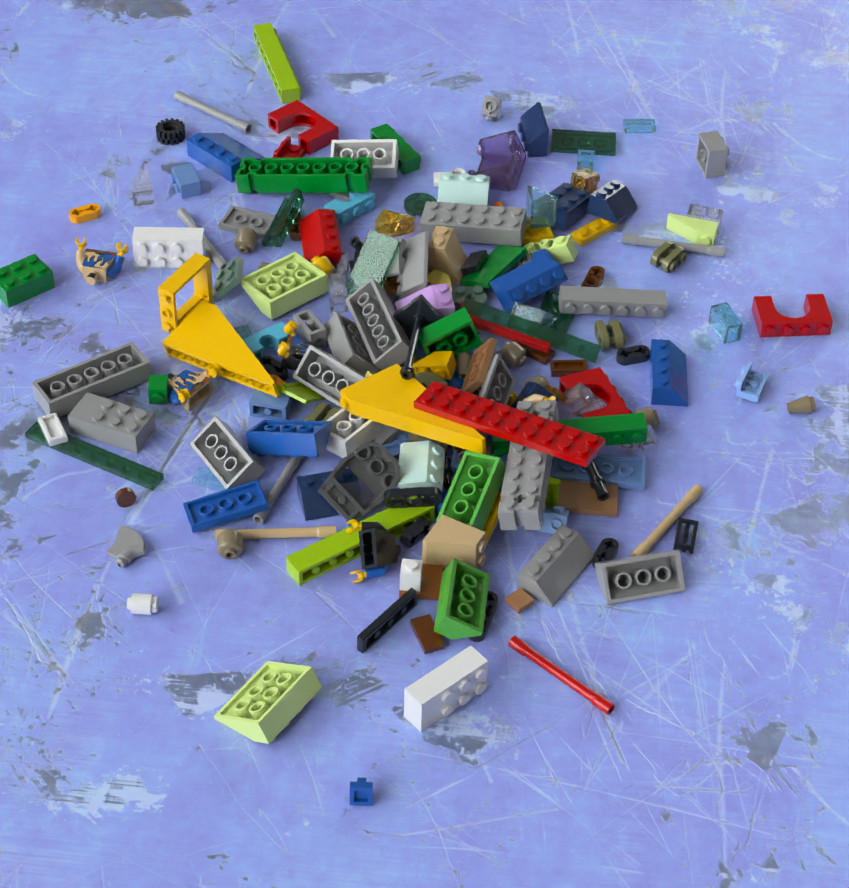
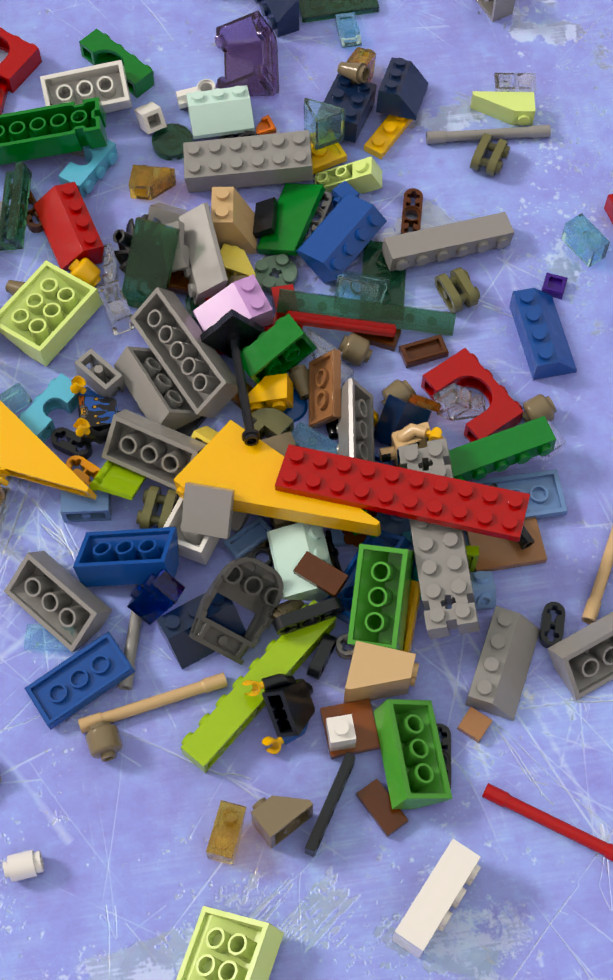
camera: 15 degrees left, 20 degrees up
(300, 461) = (155, 596): none -> clear blue brick
(300, 618) = (226, 832): none -> clear yellow slope
(346, 614) = (280, 817): none -> dark tan slope
(358, 413) = (207, 510): none -> light grey tile
(407, 185) = (150, 117): none -> white brick
(431, 472) = (321, 574): none -> reddish brown tile
(576, 180) = (354, 71): none -> dark tan cone
(633, 355) = (493, 315): black beam -> none
(691, 348) = (554, 285): none -> dark purple tile

